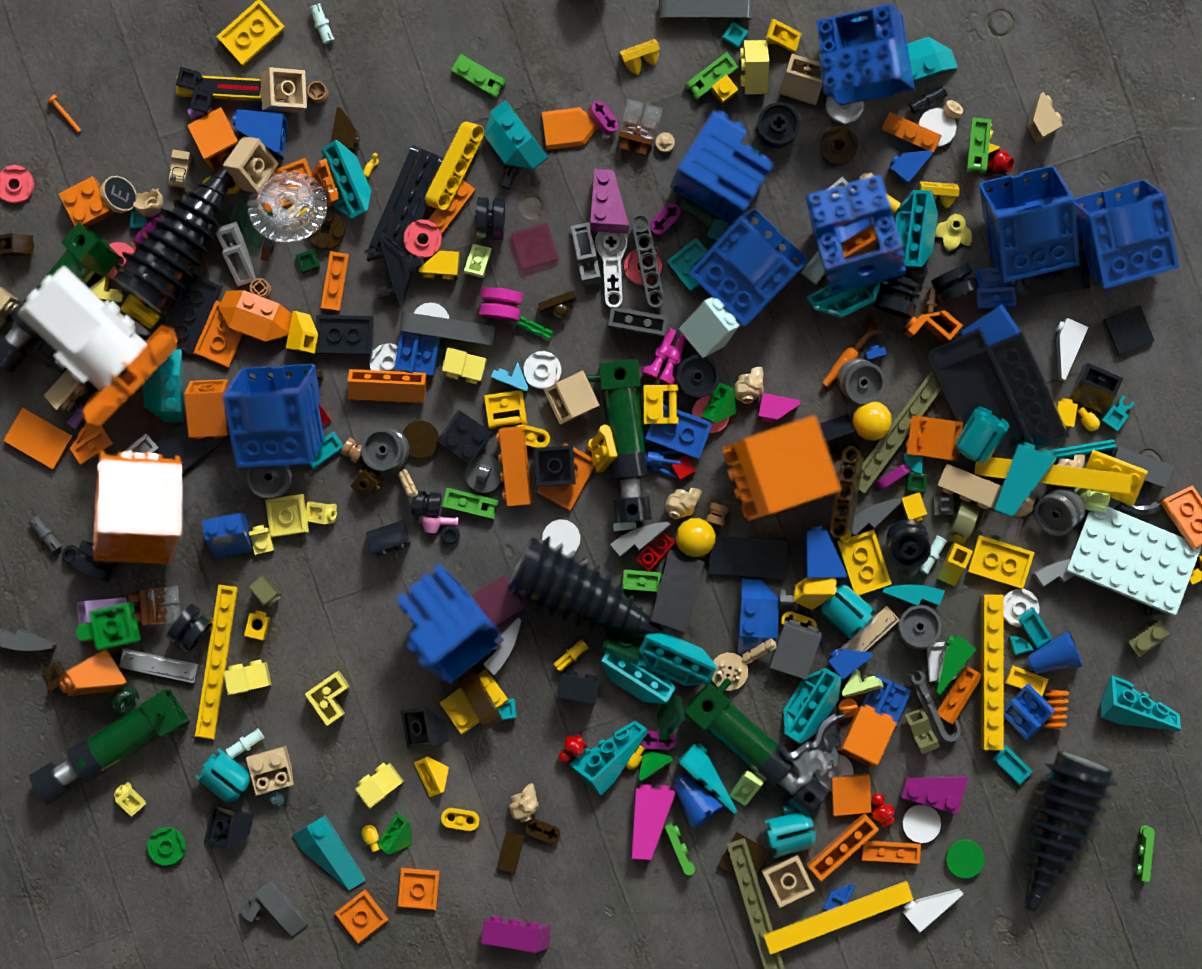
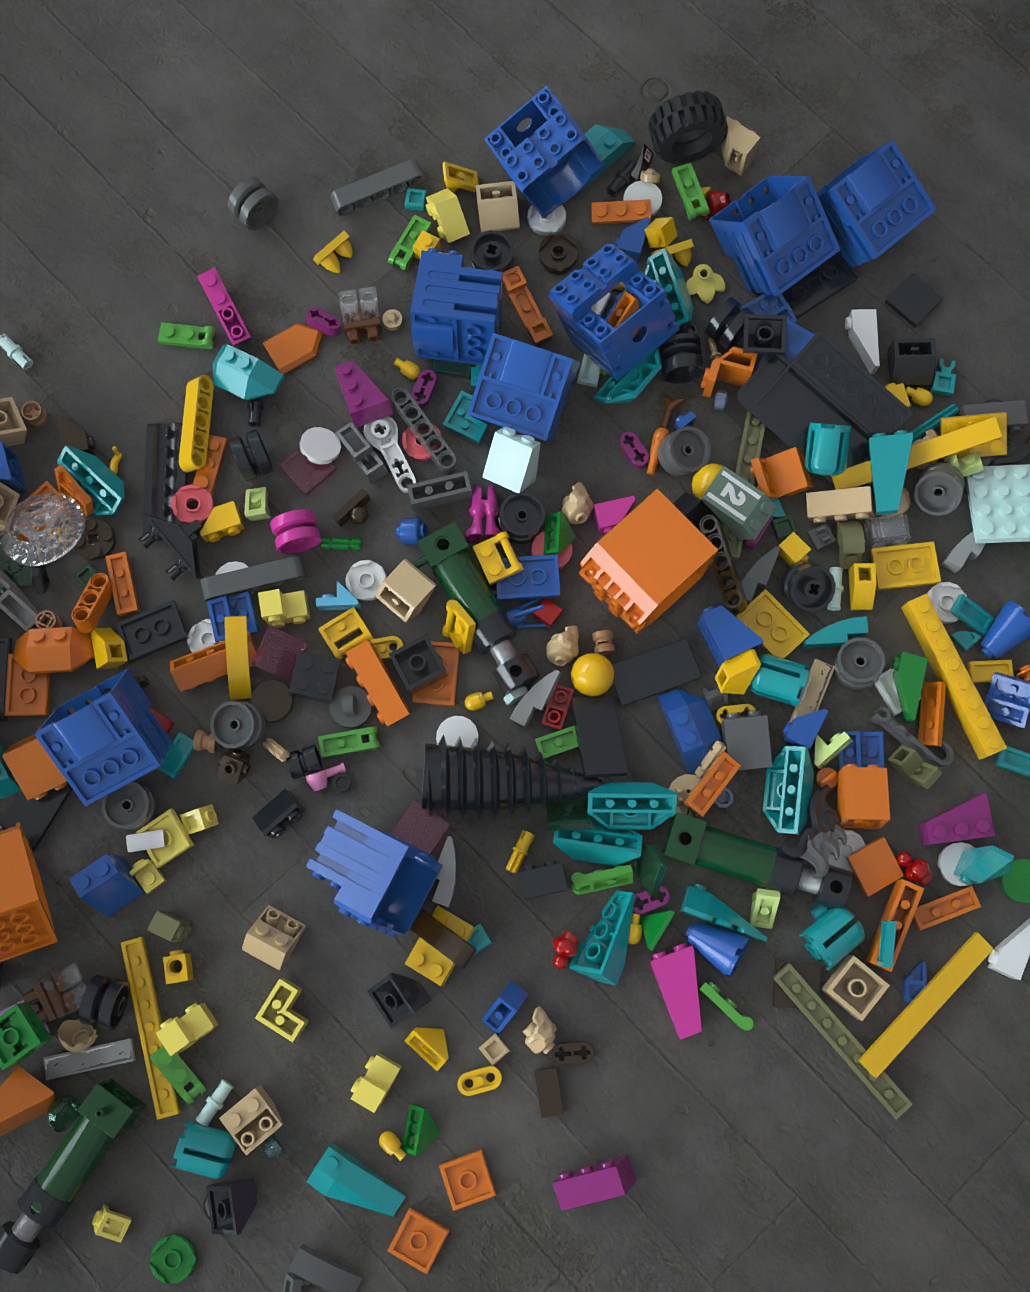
camera: 20 degrees left, 10 degrees down
(156, 643) = (76, 1036): none -> tan hair
(224, 708) = (177, 1074): none -> bright green plate
(270, 511) = (145, 841): none -> white sticker
(308, 282) = (92, 603): none -> orange beam
(343, 635) = (273, 937): none -> tan slope
(408, 392) = (237, 657): none -> yellow slope
(443, 402) = (278, 653): none -> clear pink tile
(482, 800) = (494, 1049): none -> tan tile
(504, 772) = (505, 1007): none -> blue slope
(522, 66) = (224, 307): none -> dark pink slope
(553, 233) = (320, 445): none -> white tile
(591, 515) = (478, 700): none -> yellow cylinder
(599, 345) = (411, 531): none -> blue head
(627, 707) = (601, 879): none -> bright green plate
(659, 195) = (408, 368): none -> yellow cylinder
(750, 672) = (712, 784): none -> orange plate
(755, 685) = (724, 799): none -> sand blue tile
(787, 183) = (525, 305): none -> orange slope
(825, 355) = (630, 452): none -> magenta beam
(827, 858) = (887, 943): none -> teal tile
(882, 450) = (738, 504): none -> sand green slope
(916, 346) = (720, 400): none -> sand blue tile
(932, 833) = (983, 864): none -> teal wedge
(936, 170) = (661, 232): none -> yellow brick
(954, 92) = (643, 162): none -> sticker
(974, 314) = (764, 334): none -> black slope
(1003, 86) = (688, 127): none -> black tyre

